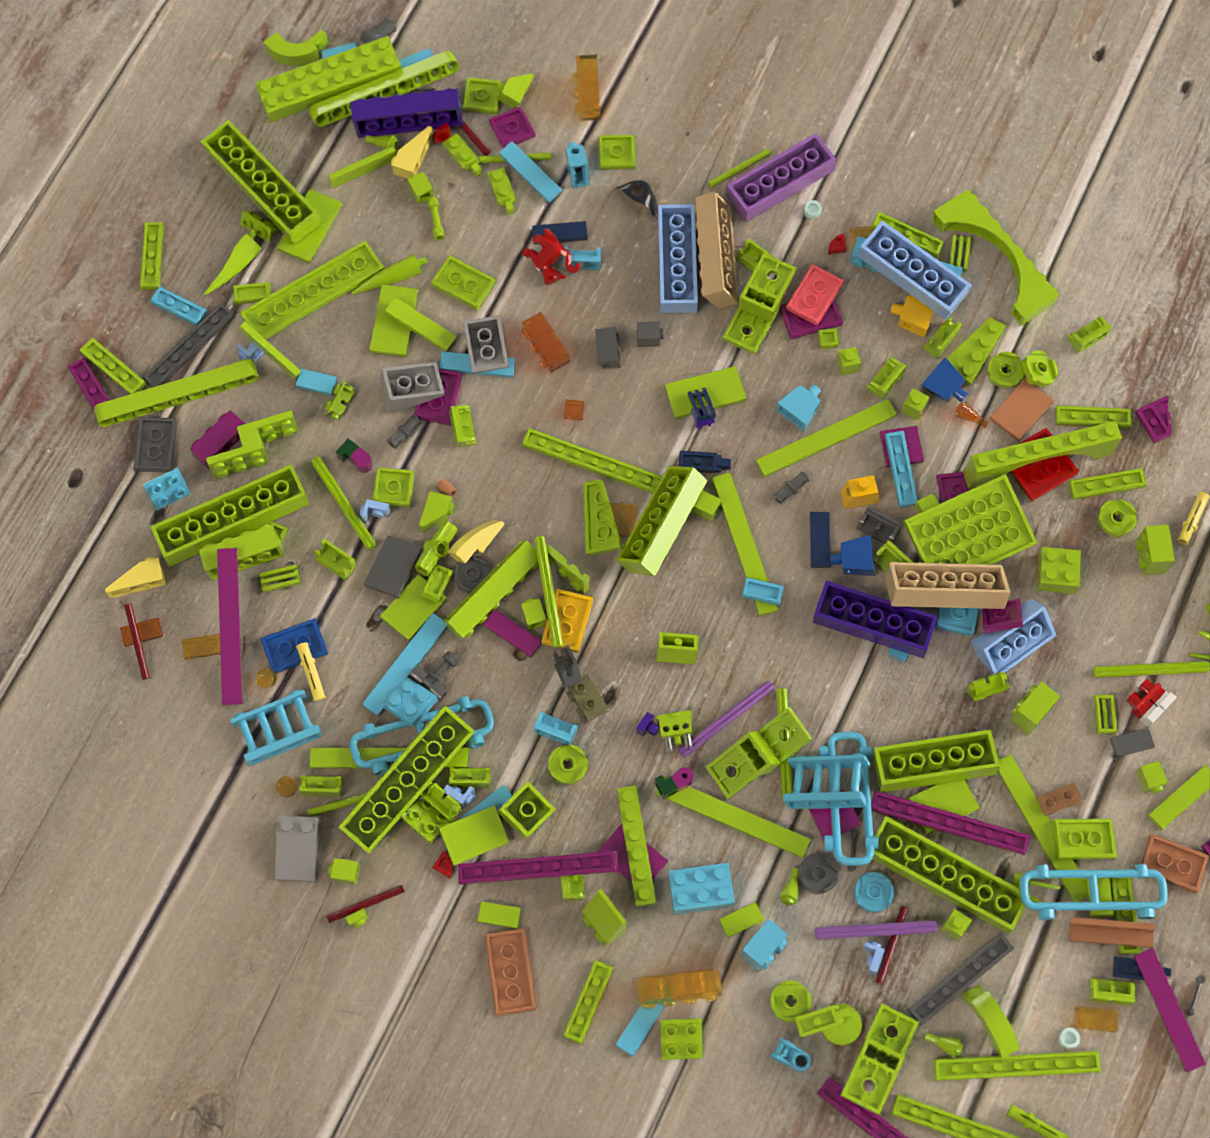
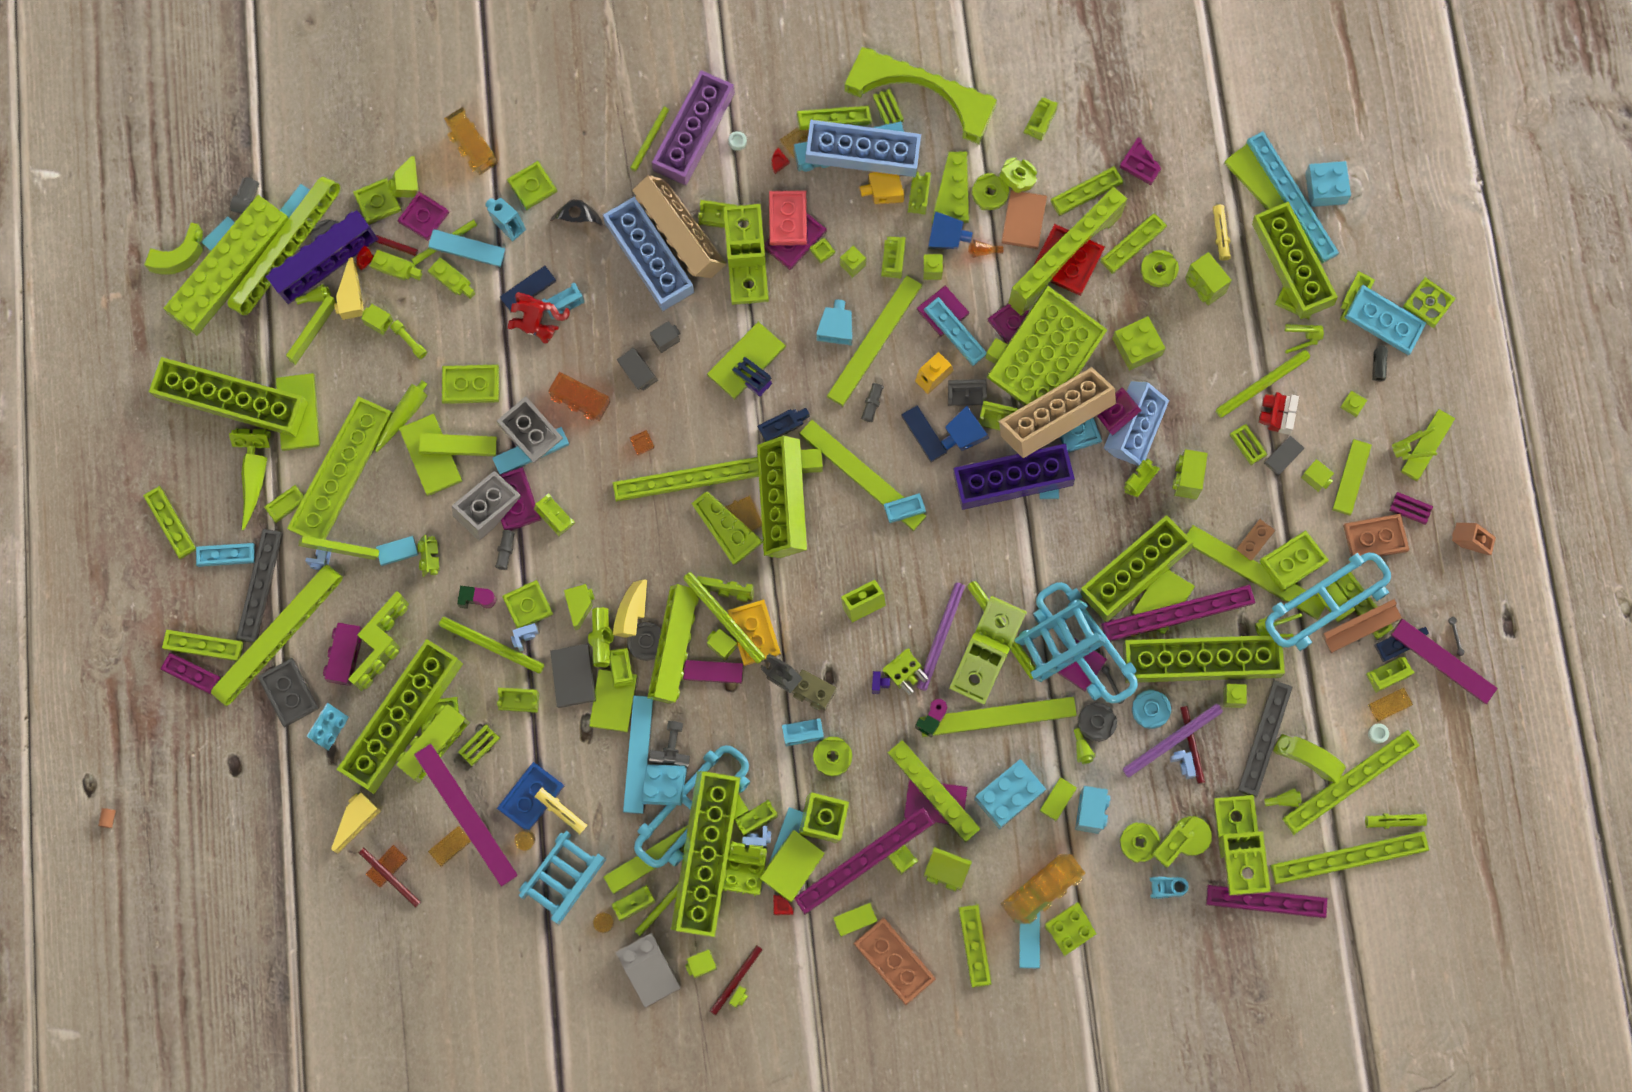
camera: 30 degrees left, 5 degrees up
(445, 488) = (574, 578): nougat hinge -> none

